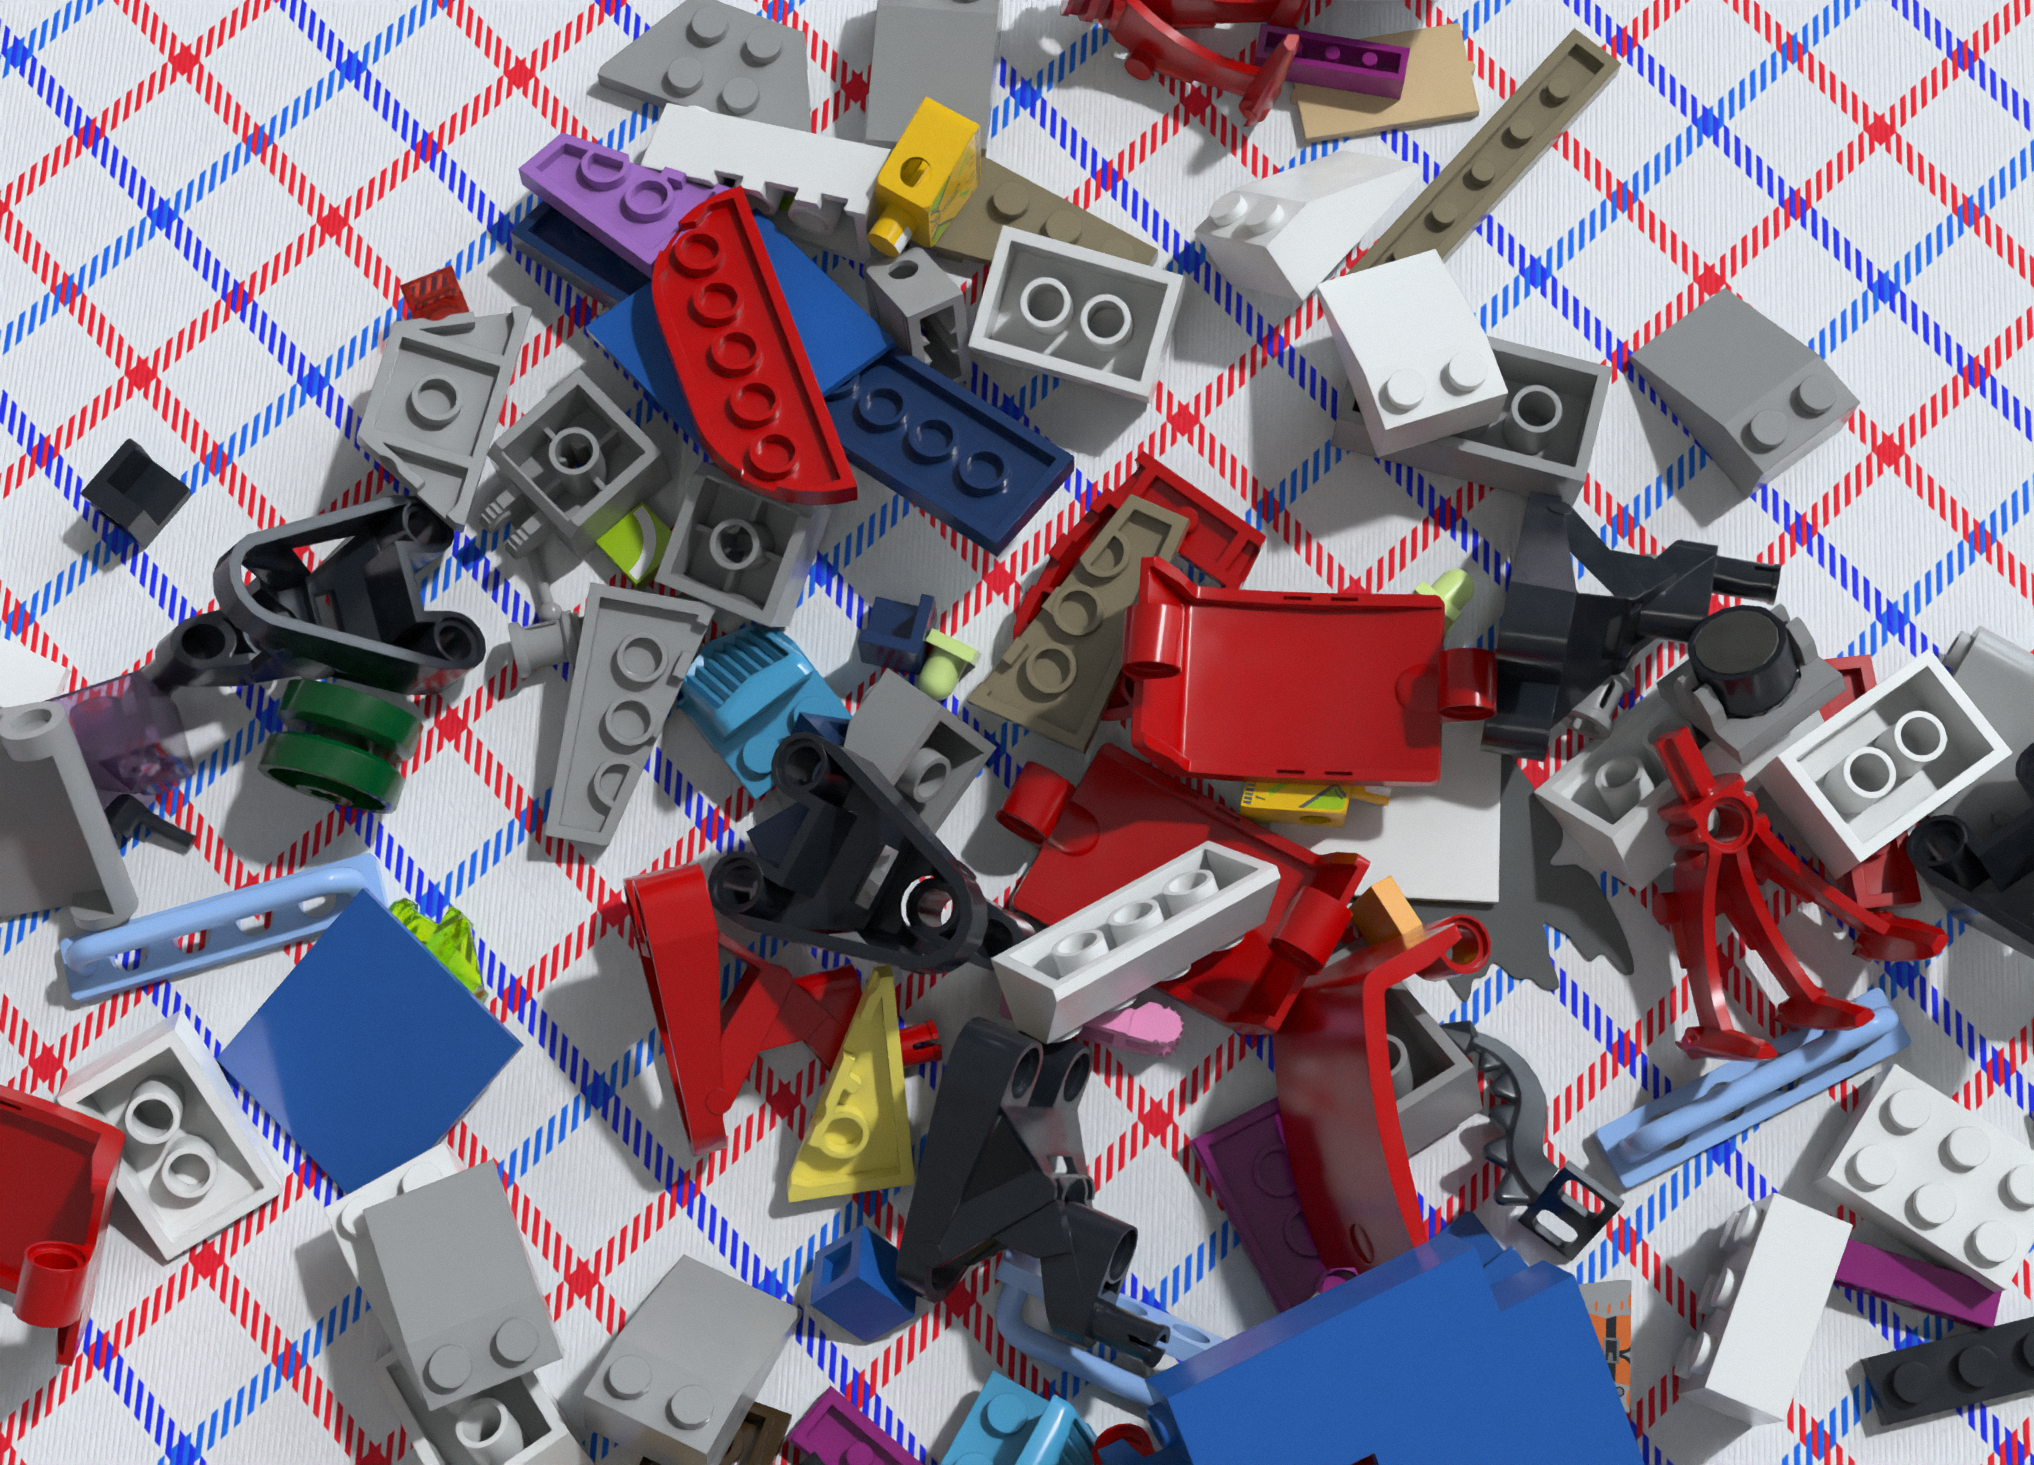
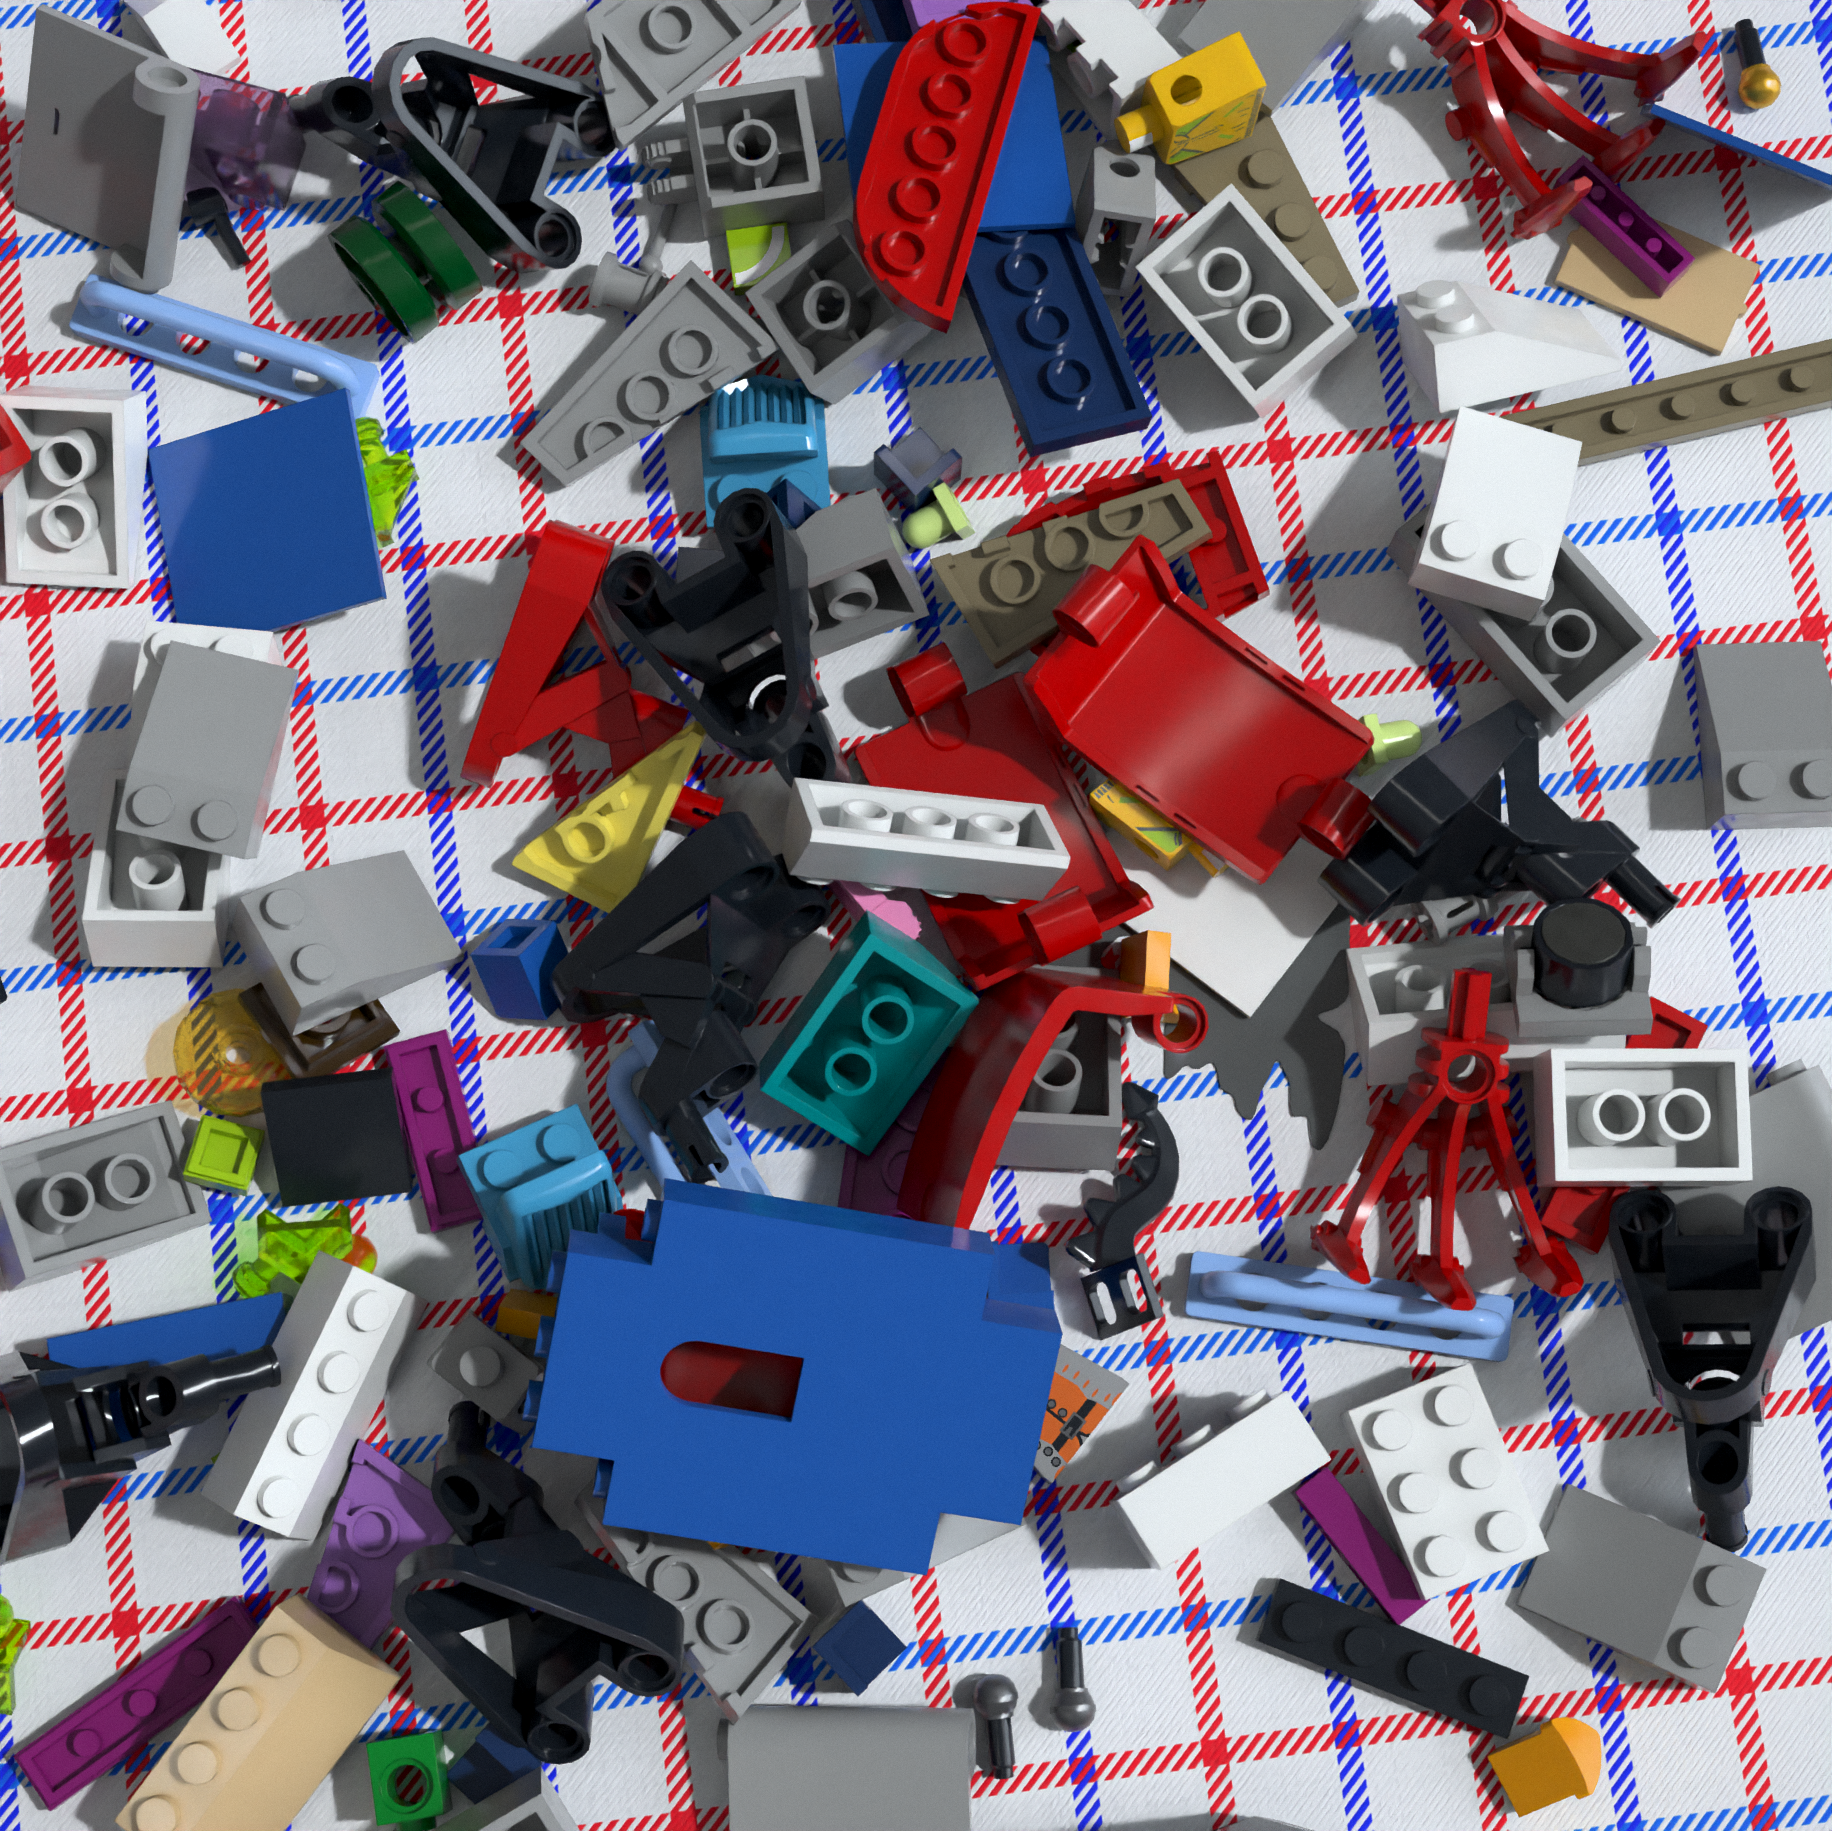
camera: 30 degrees right, 5 degrees up
(1200, 1136) = (866, 1034): none -> teal slope

